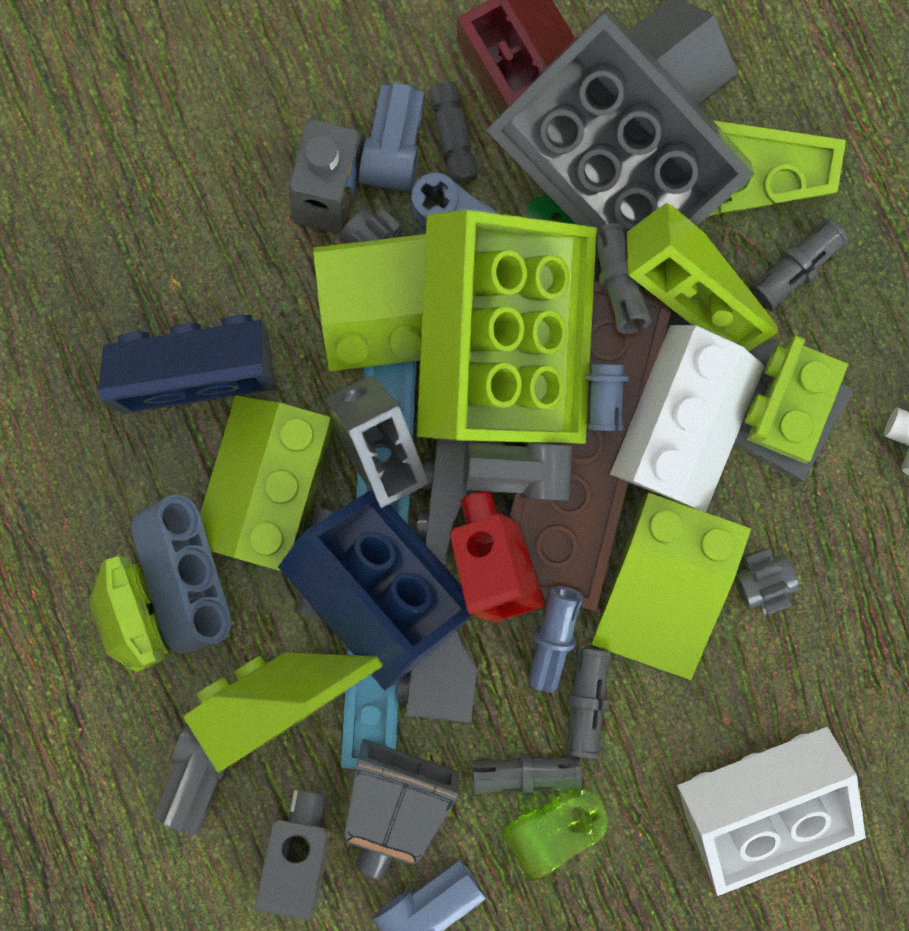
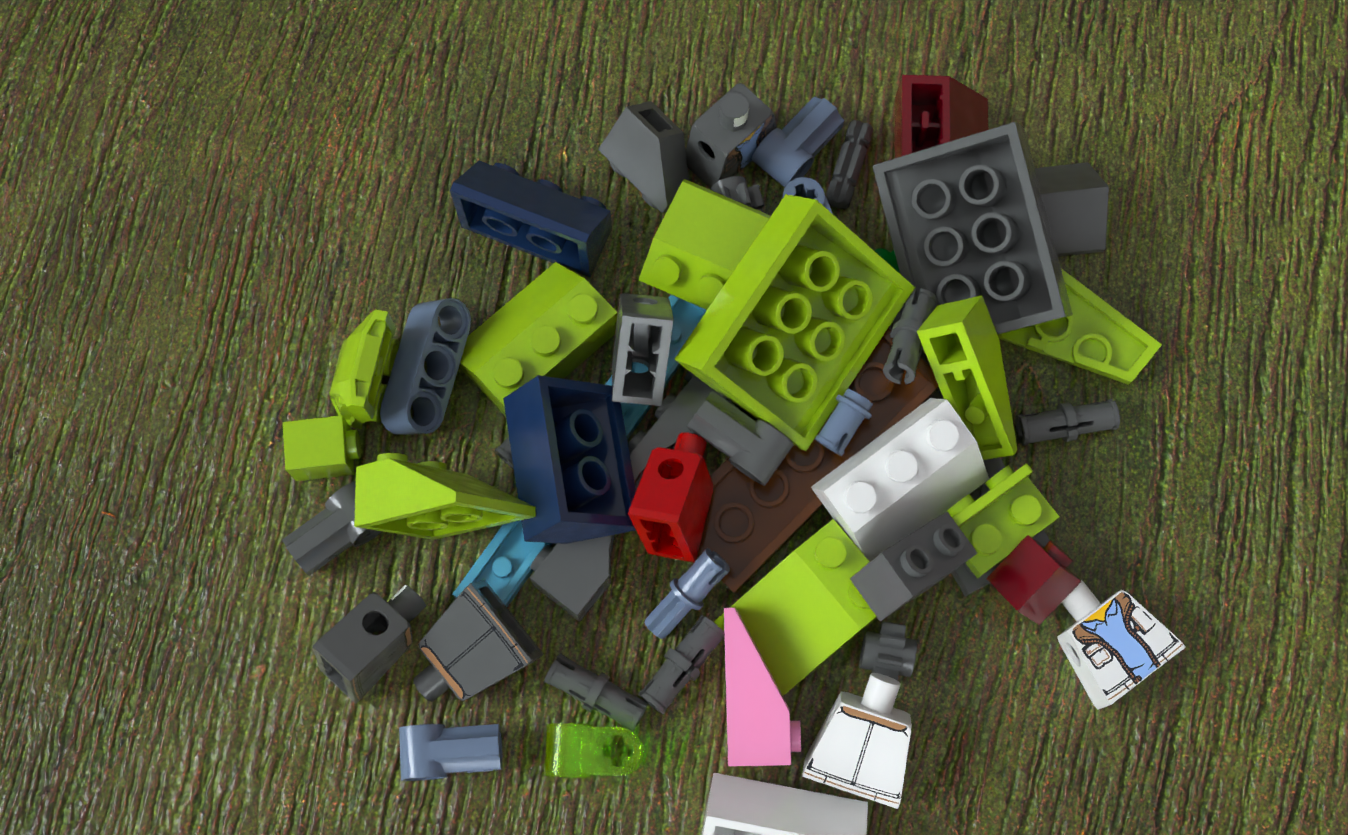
camera: 30 degrees right, 10 degrees down
(131, 710) = (320, 448): none -> lime brick
(261, 238) = (648, 153): none -> dark grey slope
(682, 705) = (756, 710): none -> bright pink slope
(751, 496) = (913, 565): none -> dark grey brick
(793, 678) = (863, 744): none -> white torso
(858, 434) = (1035, 578): none -> dark red brick

